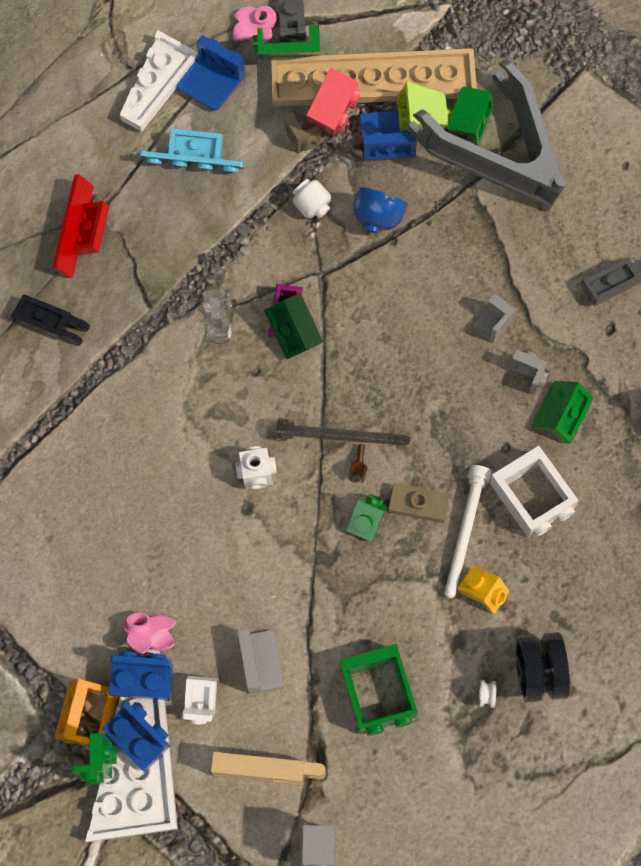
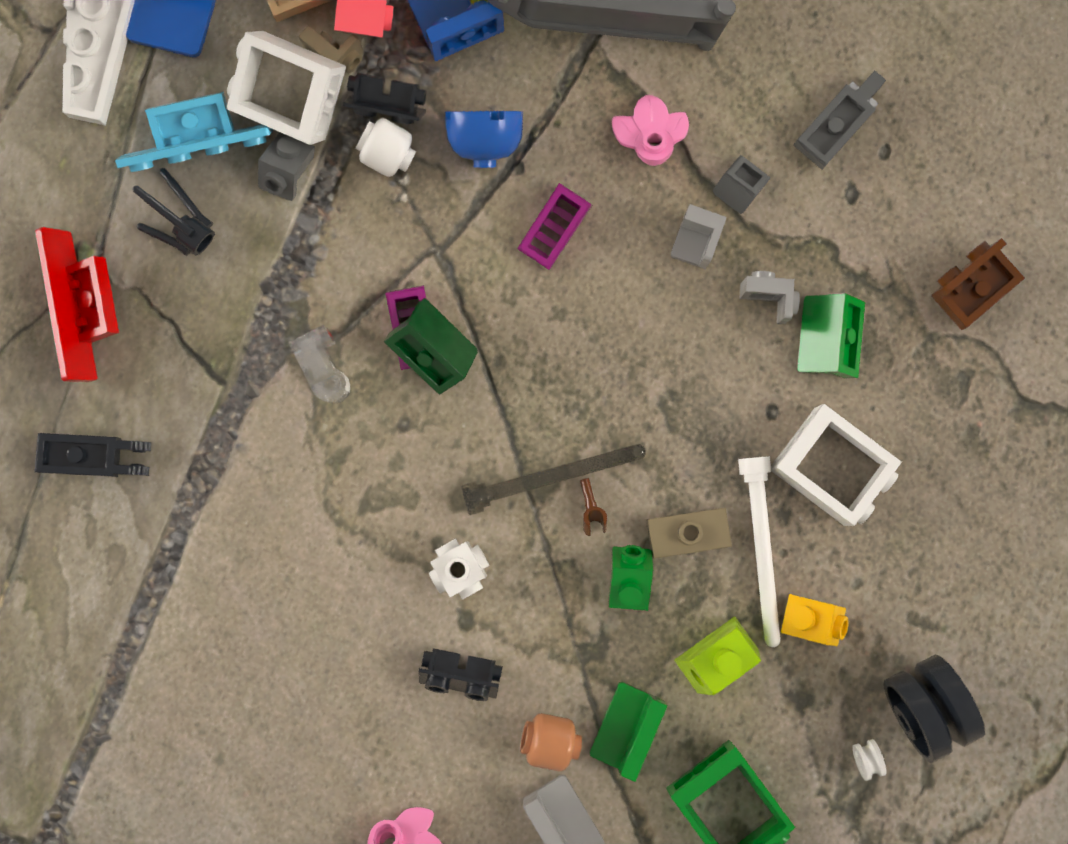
camera: 25 degrees left, 15 degrees up
(168, 210) = (191, 233): none -> black plant
(218, 532) = (445, 675): none -> black hinge
(243, 188) = (283, 165): none -> dark grey bracket
(272, 600) = (550, 742): none -> nougat head
(281, 156) = (321, 95): none -> white window
(314, 167) = (370, 99): none -> black hinge
(328, 615) = (628, 730): none -> green panel
(405, 268) = (573, 199): none -> magenta slope
(407, 585) = (719, 658): none -> lime torso
(488, 245) = (651, 125): none -> bright pink plate
(536, 297) = (741, 184): none -> dark grey slope

